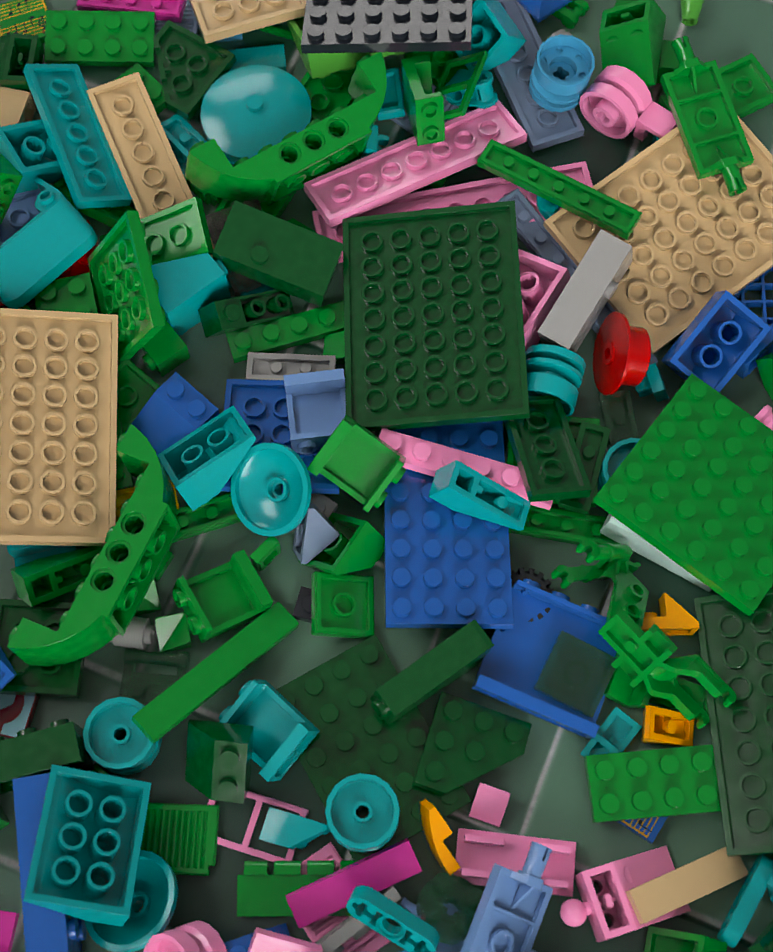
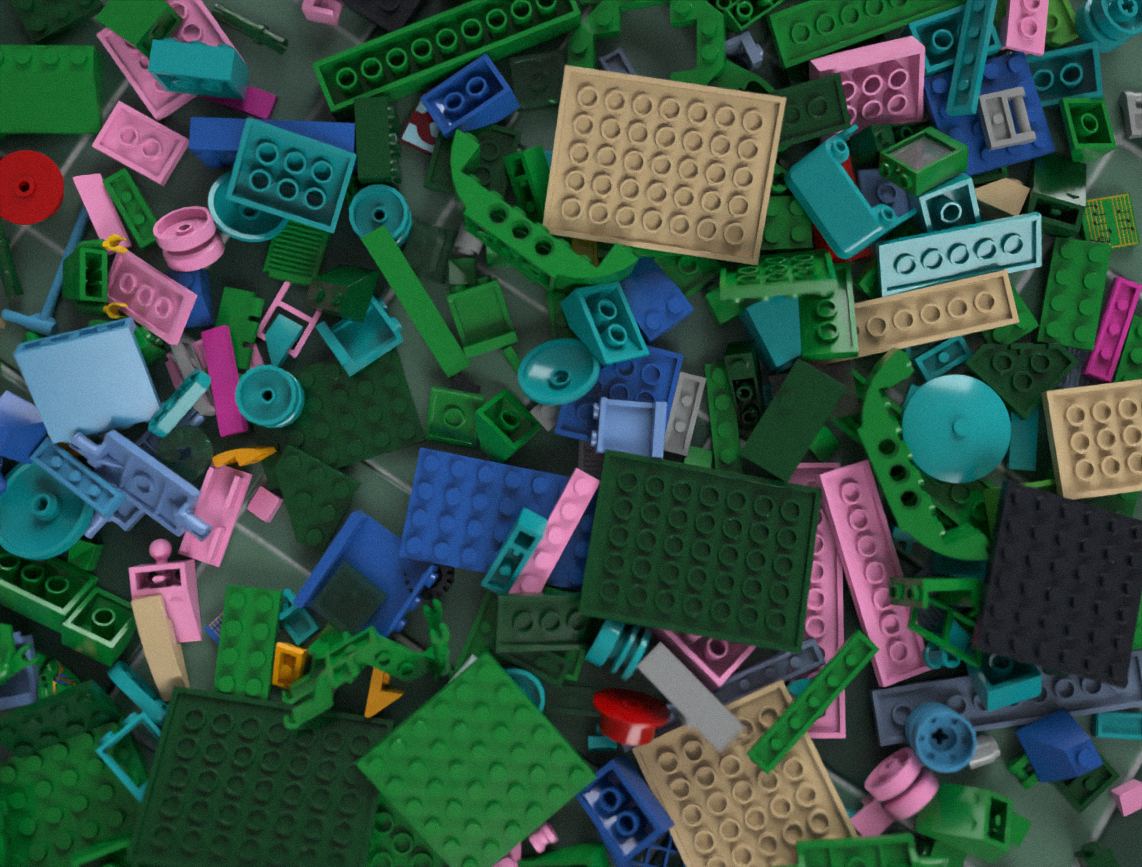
camera: 100 degrees right, 15 degrees up
(313, 534) = (518, 406): sand blue slope -> none
(359, 463) = (568, 453): green panel -> none
(431, 672) = (373, 477): dark green slope -> none

